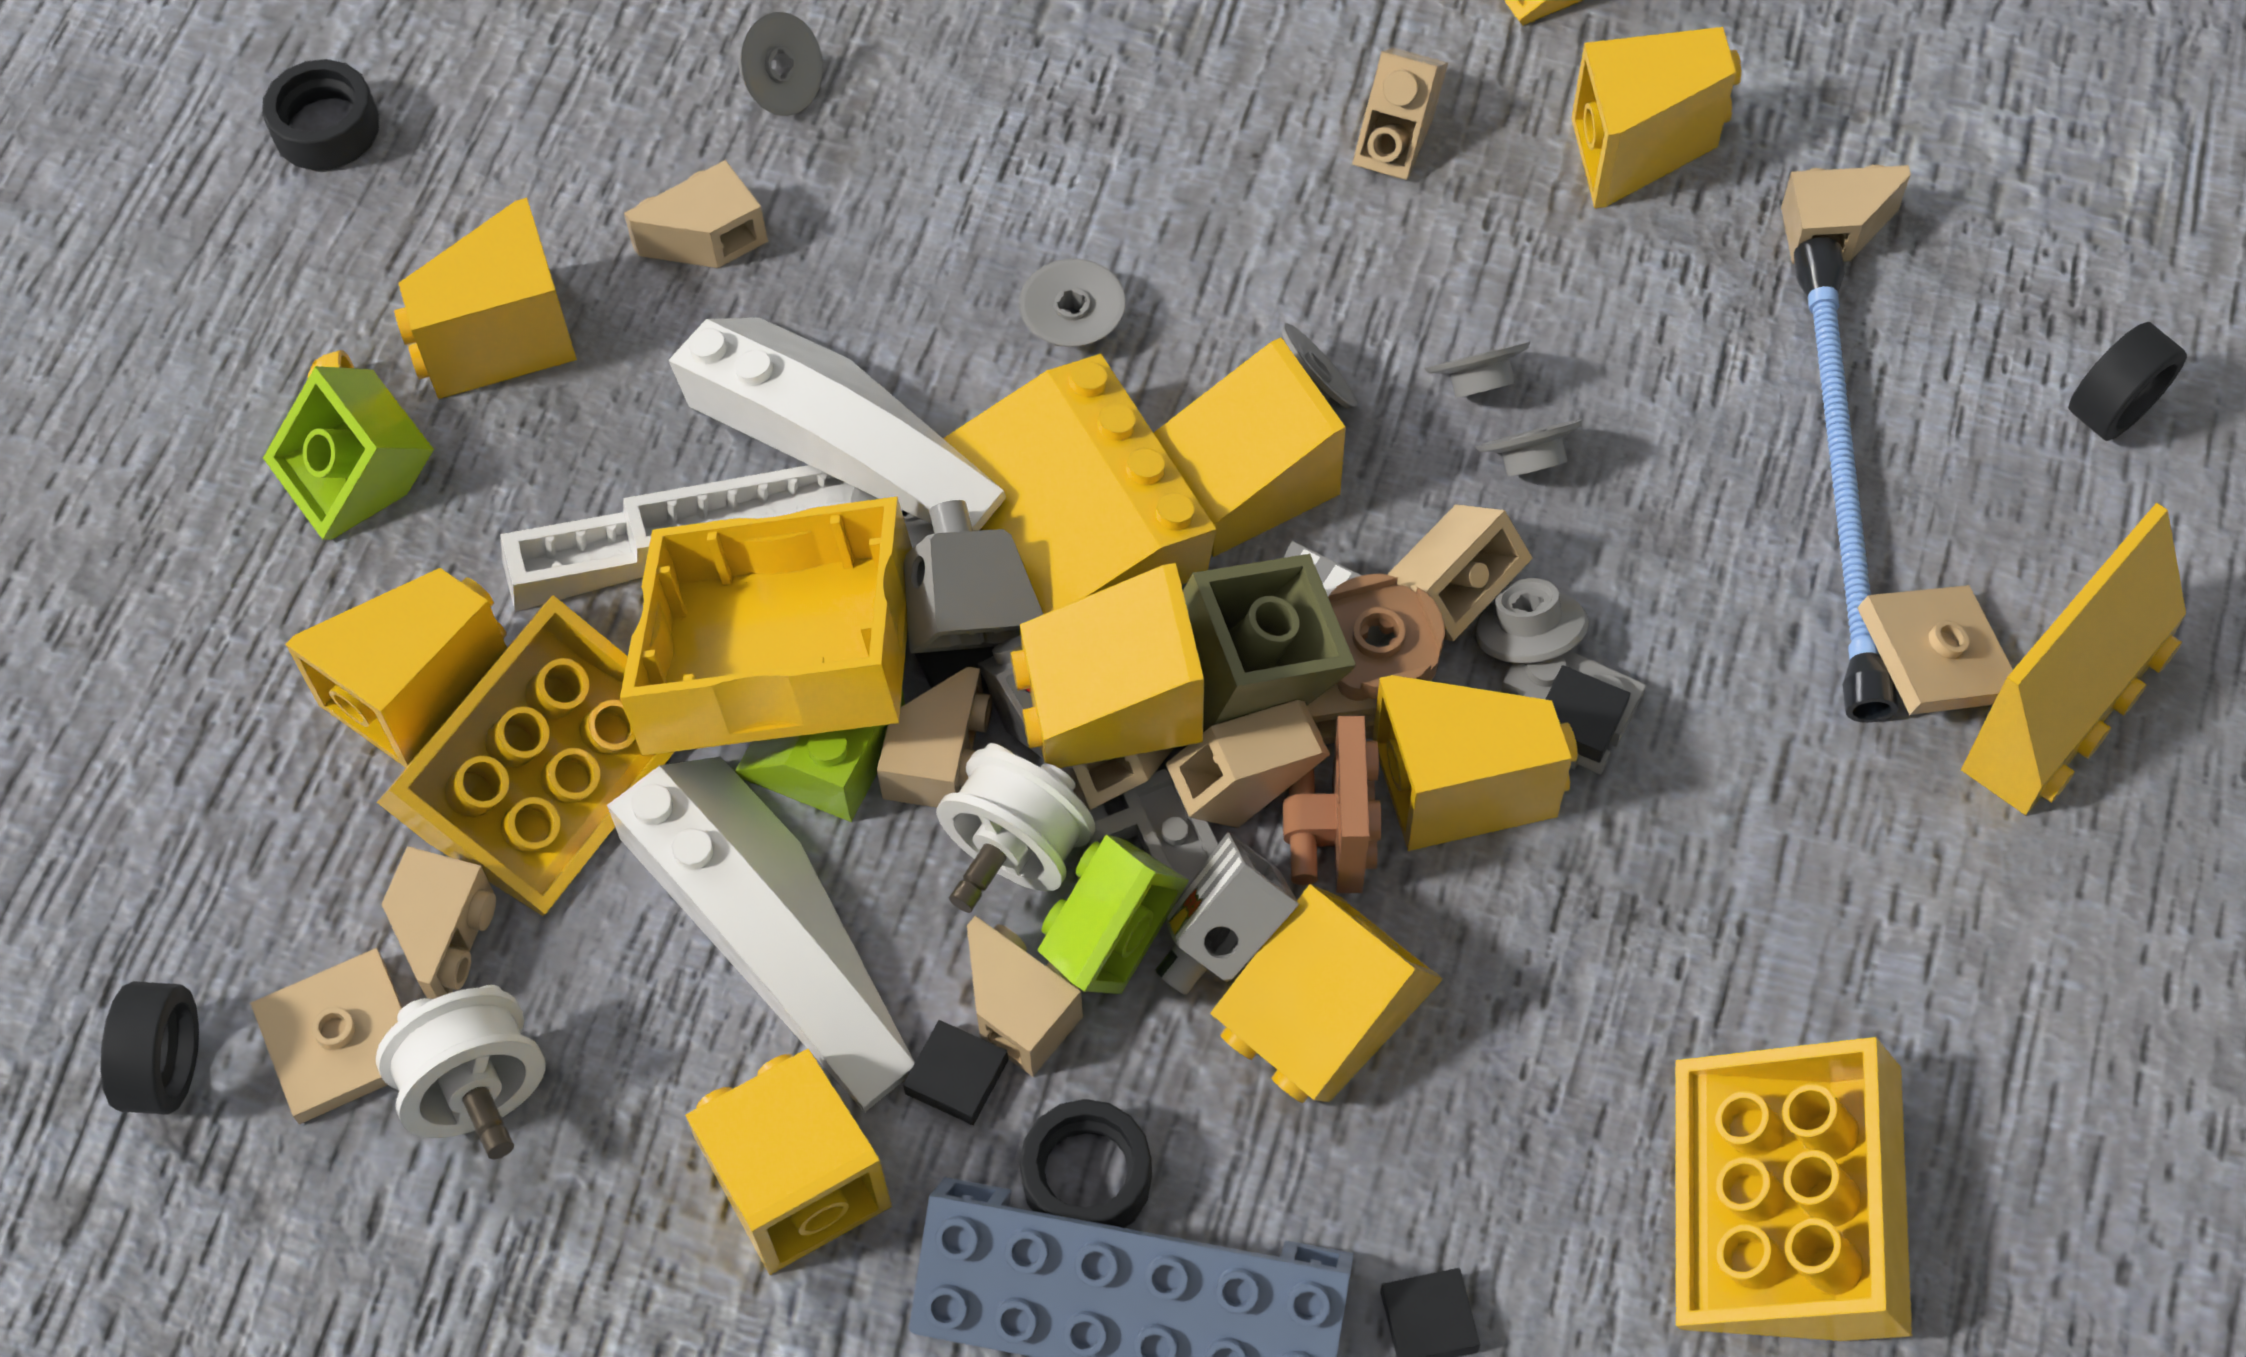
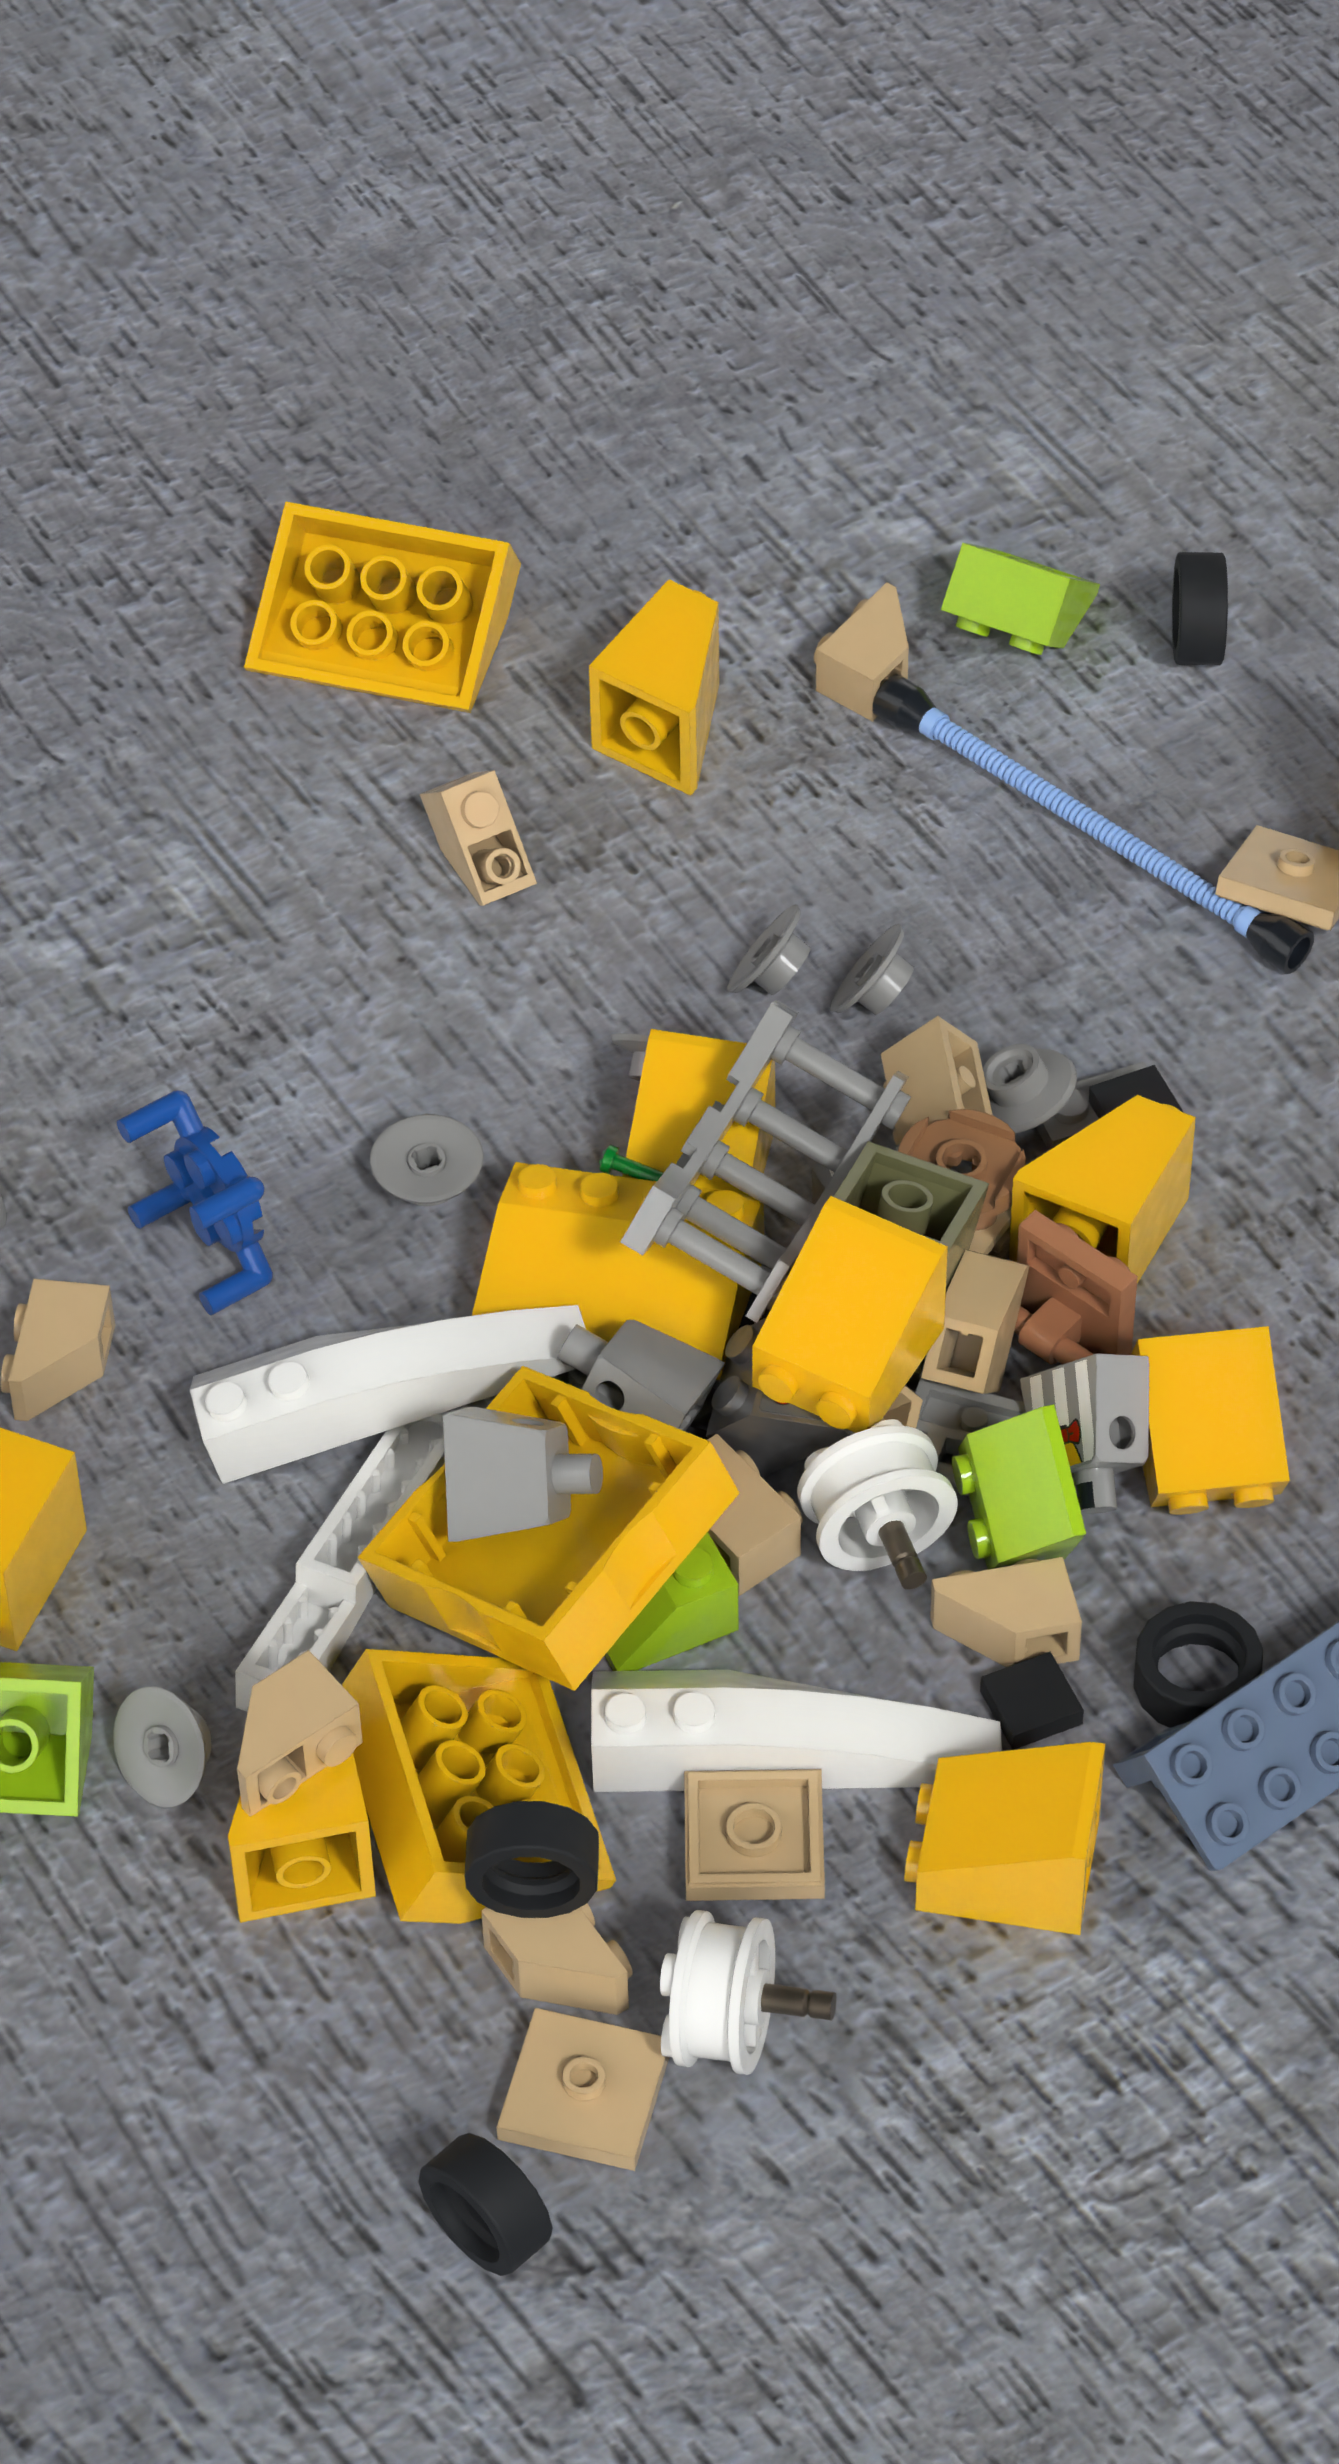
camera: 50 degrees left, 10 degrees down
(394, 600) = (293, 1730): none -> tan slope
(409, 544) = (161, 1746): none -> light grey piece
(435, 843) = (532, 1887): none -> black tyre
(655, 975) = (754, 1835): none -> tan plate
(785, 559) = (510, 1472): none -> light grey torso
(895, 203) = (216, 1185): none -> blue plate
(1156, 409) = (614, 1161): none -> green piece
(1196, 456) = (676, 1199): none -> light grey fence
(2008, 258) = (1016, 597): none -> lime slope

